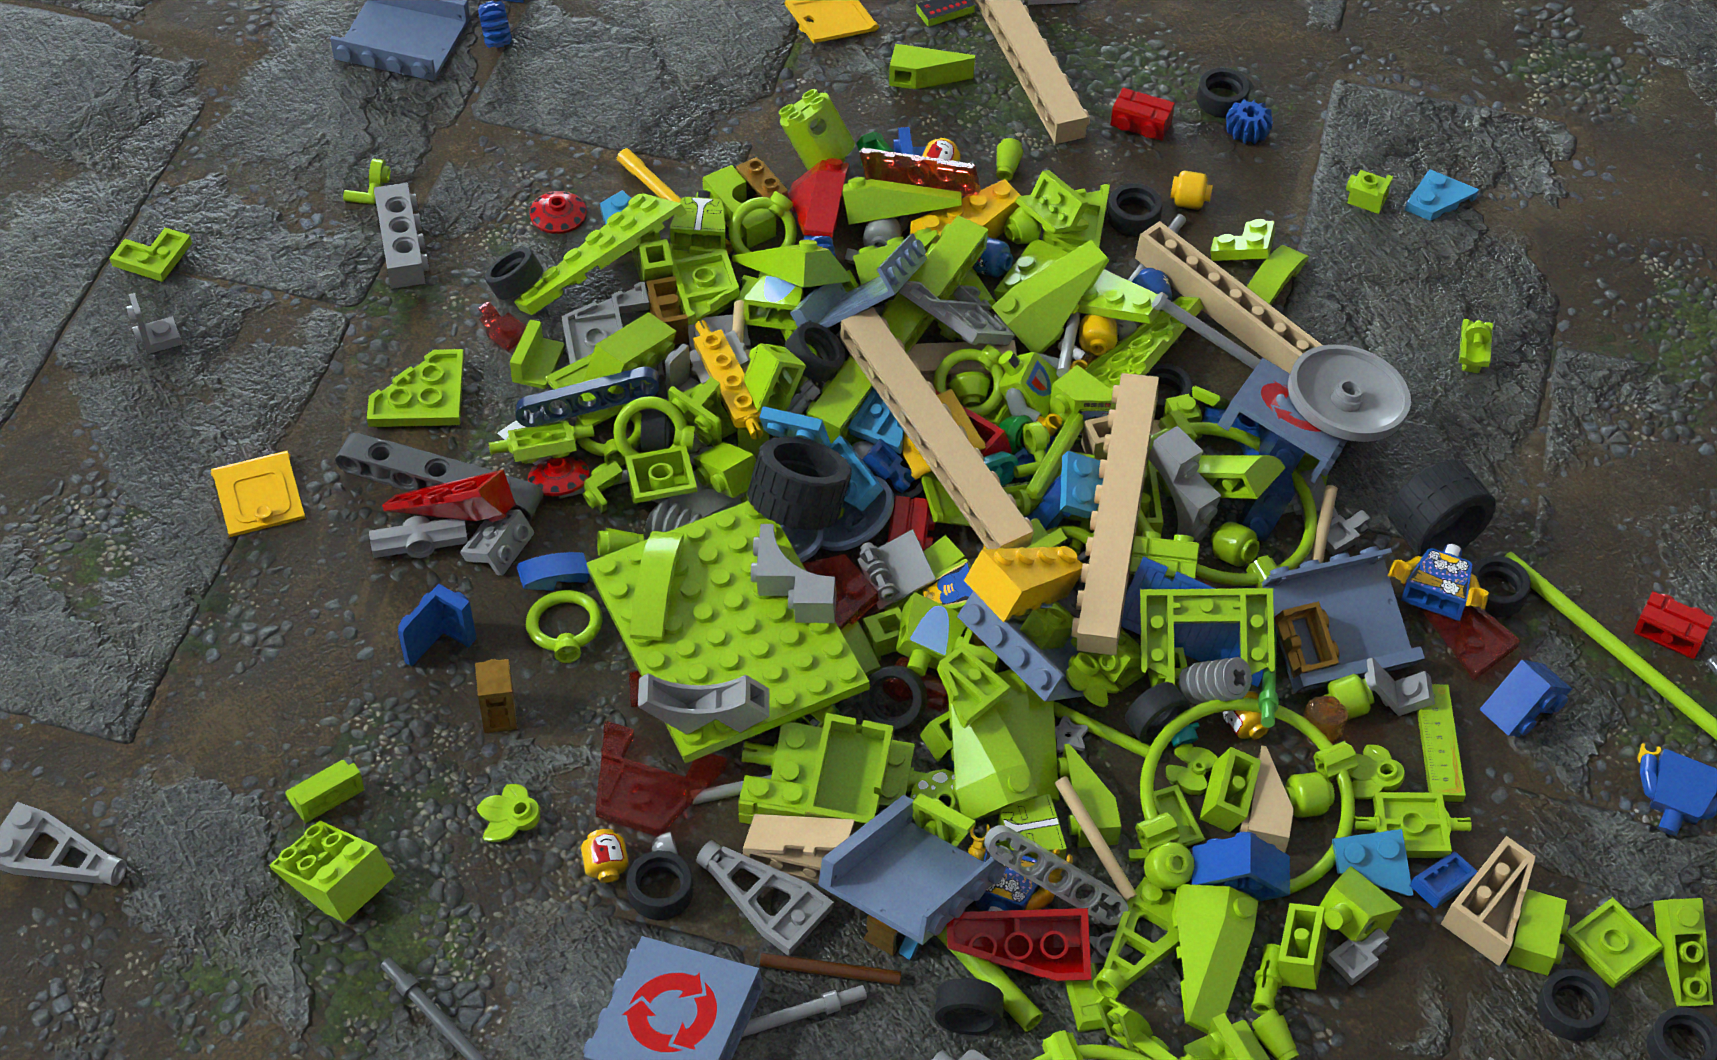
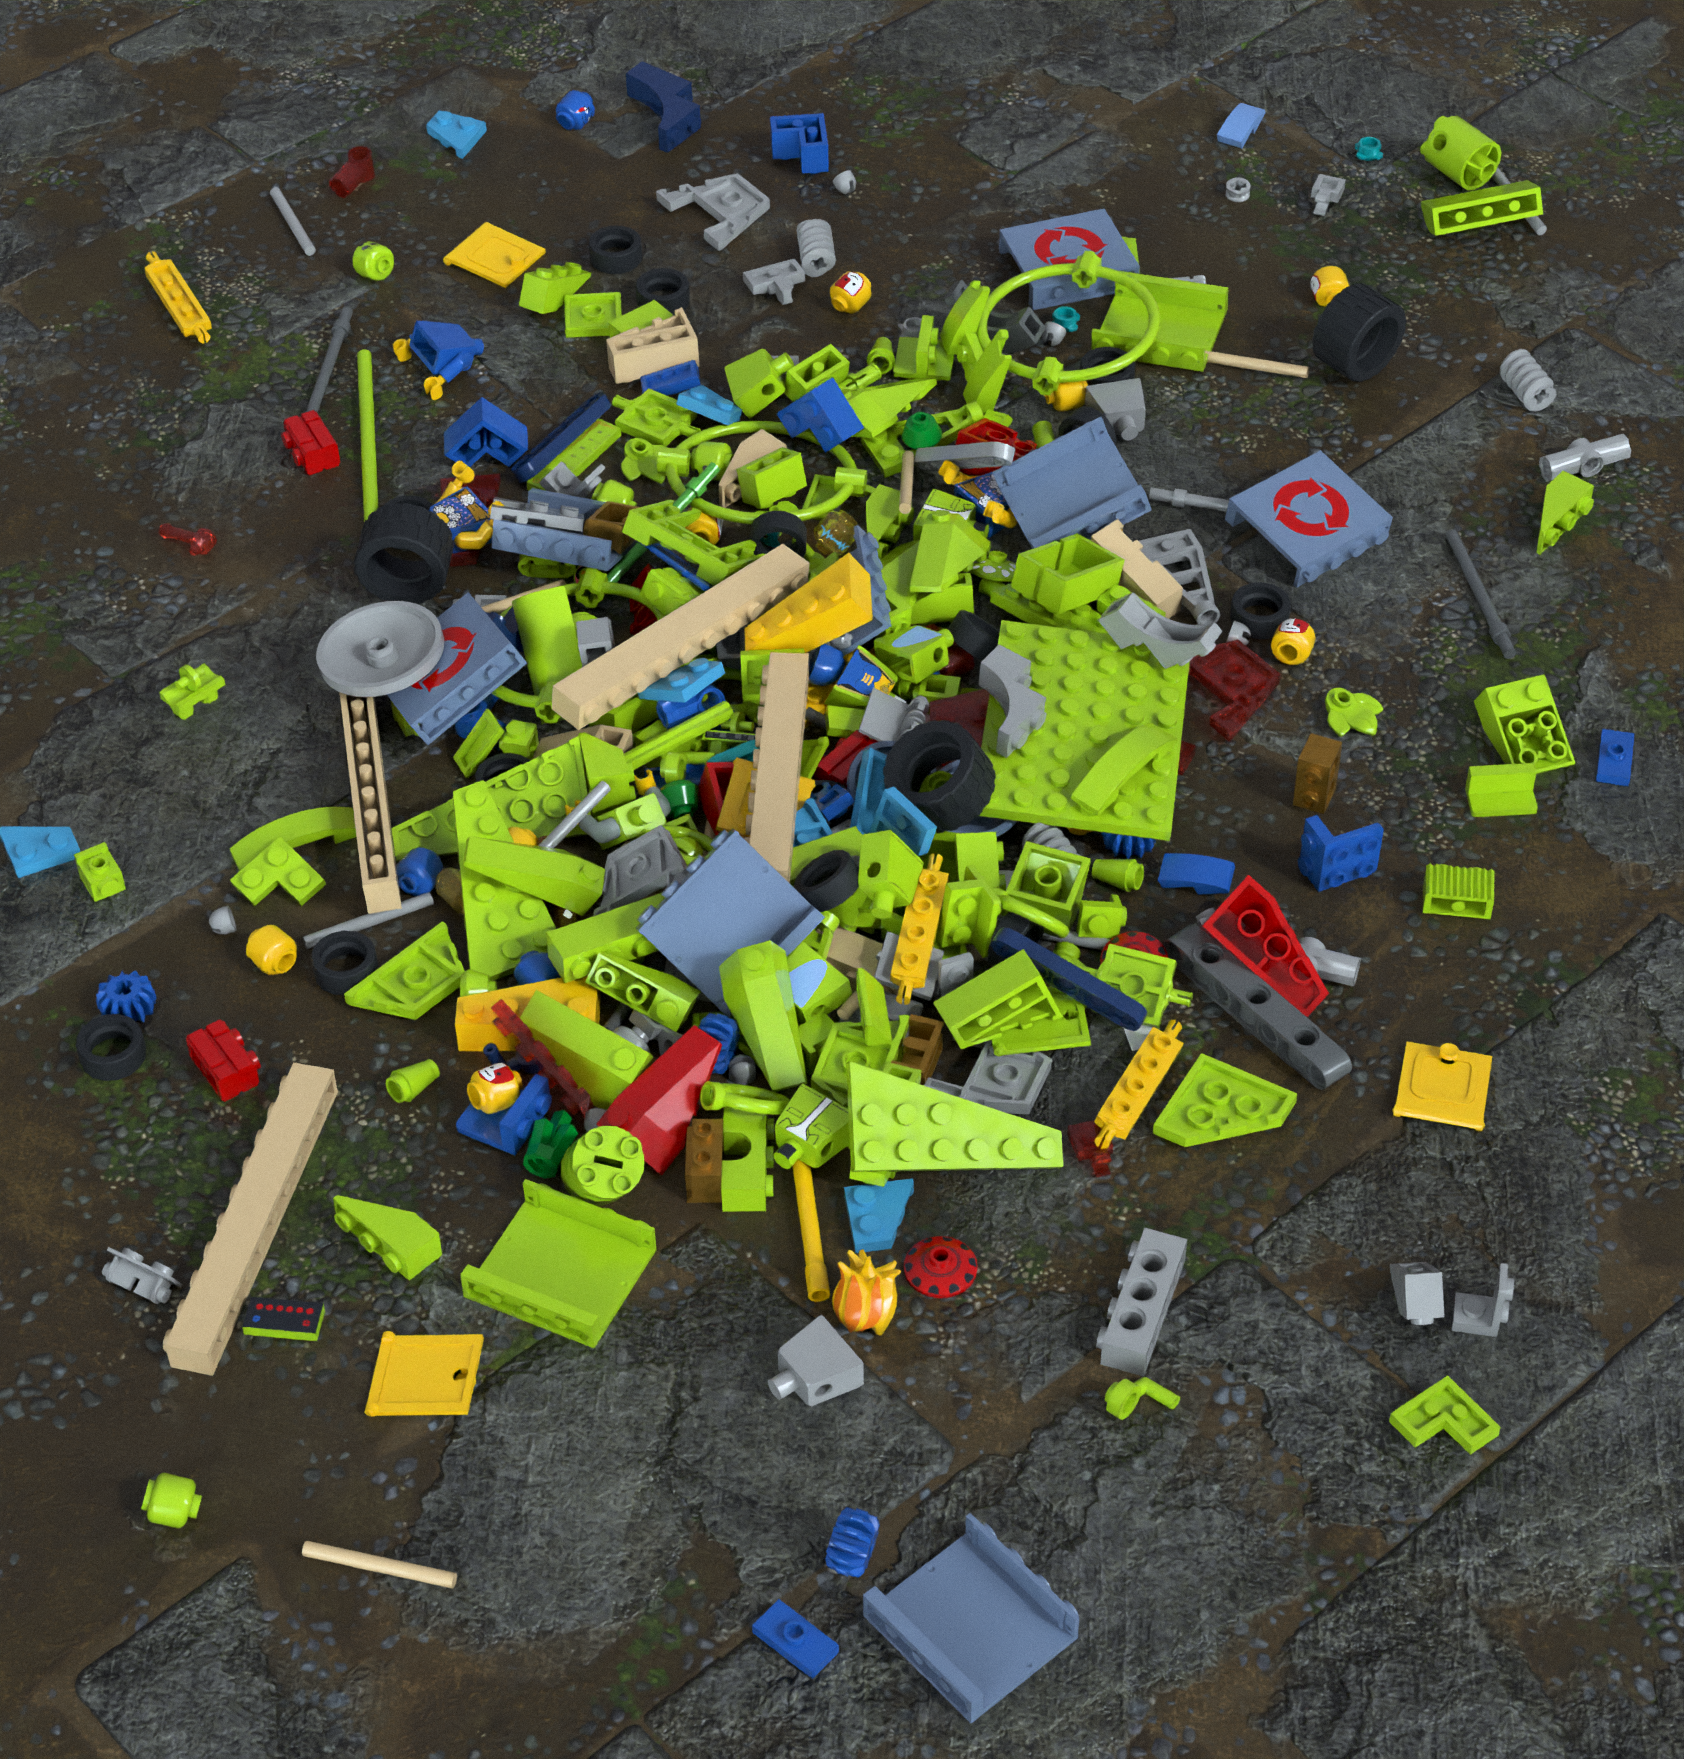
camera: 145 degrees left, 5 degrees down
(209, 323) = (1418, 1291): none -> light grey slope
(231, 887) = (1615, 757): none -> blue plate
(318, 657) = (1458, 891): none -> lime brick
(493, 376) = (1138, 1084): none -> yellow plate
(514, 273) = (1073, 1163): black tyre -> none
(535, 357) = (1079, 1094): lime panel -> none
(566, 645) = (1223, 810): lime piece -> none
(587, 152) = (865, 1294): none -> yellow hair
(590, 111) = (816, 1365): none -> light grey torso
(713, 295) = (872, 1009): none -> lime slope
(784, 79) = (562, 1264): none -> lime panel
(830, 968) = (1177, 525): reddish brown bar -> none
(941, 820) = (1018, 524): lime wing -> none
(970, 685) = (928, 569): lime wing -> none
(1055, 205) = (443, 959): lime bracket -> none
(1116, 757) = (835, 532): none -> clear yellow head
(1135, 918) = (921, 431): none -> green cone
(1161, 302) = (463, 776): light grey bar -> none
(1169, 866) = (867, 448): lime head -> none
(1215, 680) = (718, 516): light grey piece -> none
(1249, 202) = (222, 921): none -> light grey hinge
(1328, 716) = (651, 486): clear orange head -> none
(1366, 614) = (538, 513): none -> light grey wing
(1471, 753) = (561, 437): none -> dark blue beam
(1639, 485) = (201, 541): none -> clear red piece

